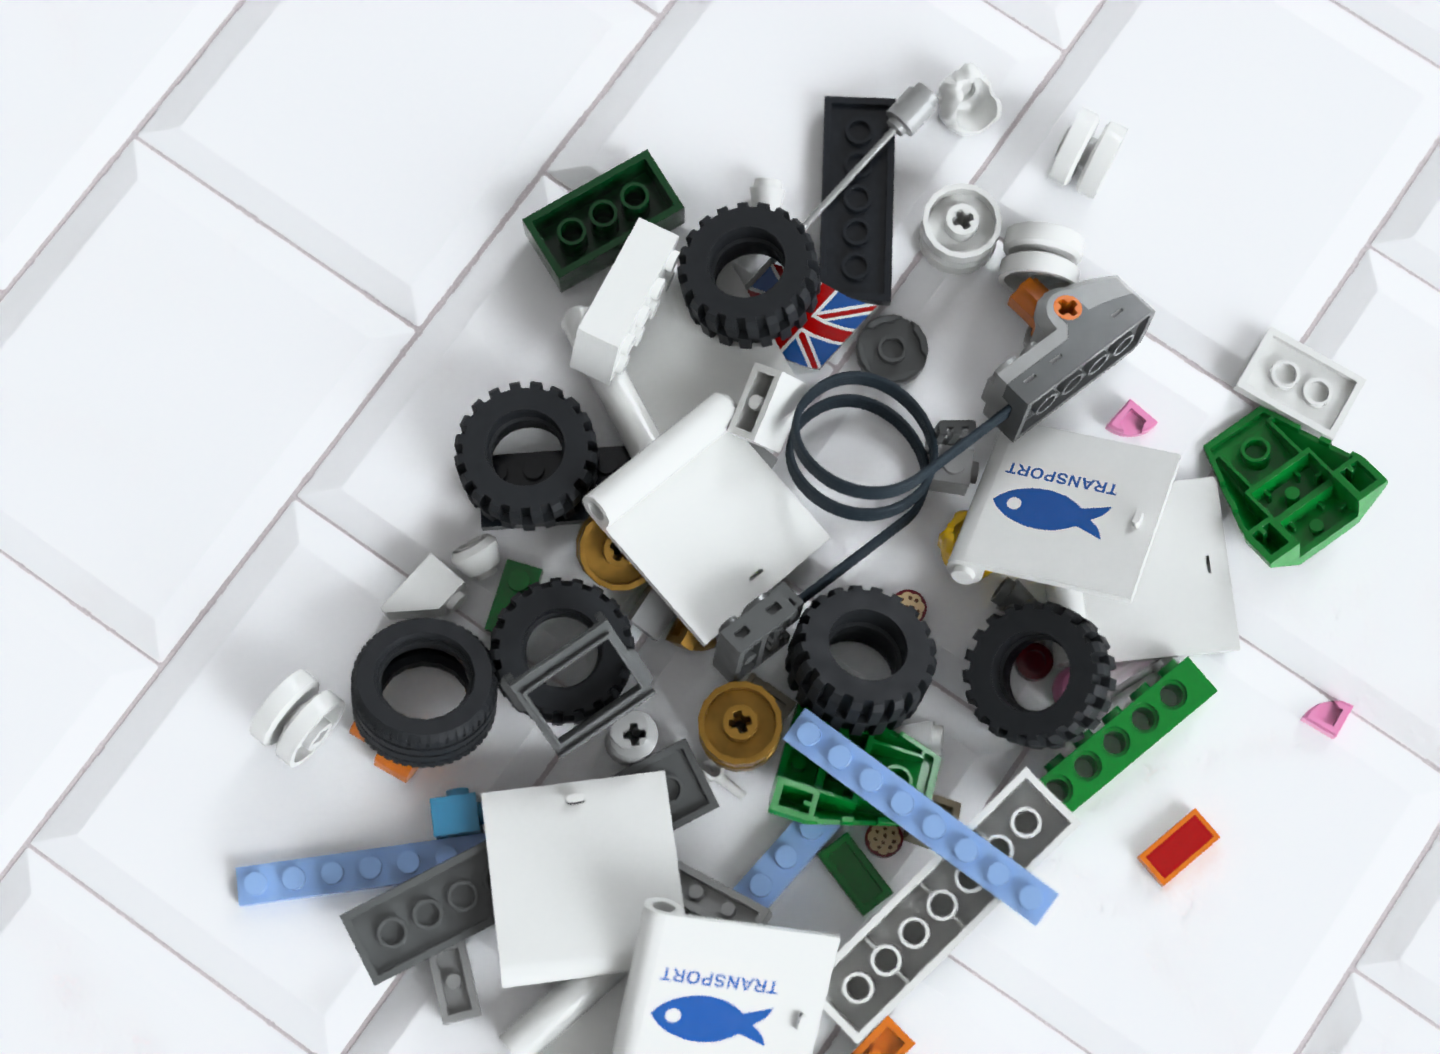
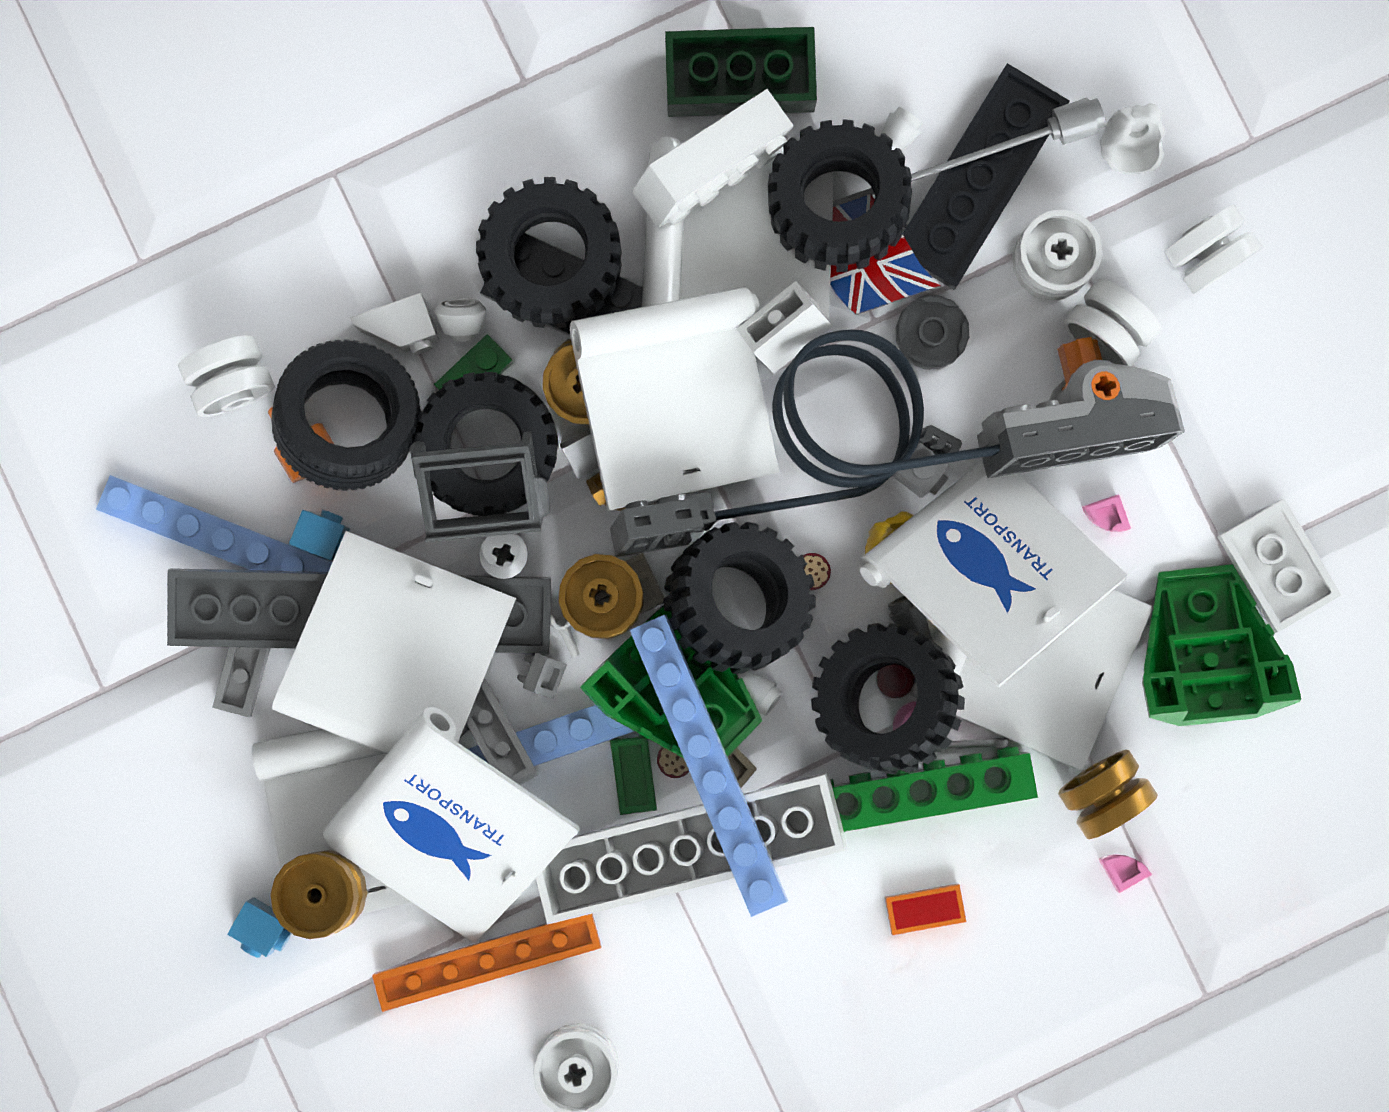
camera: 25 degrees right, 10 degrees up
(725, 828) = (543, 675): none -> light grey tile
(1279, 655) = (1108, 794): none -> pearl gold wheel

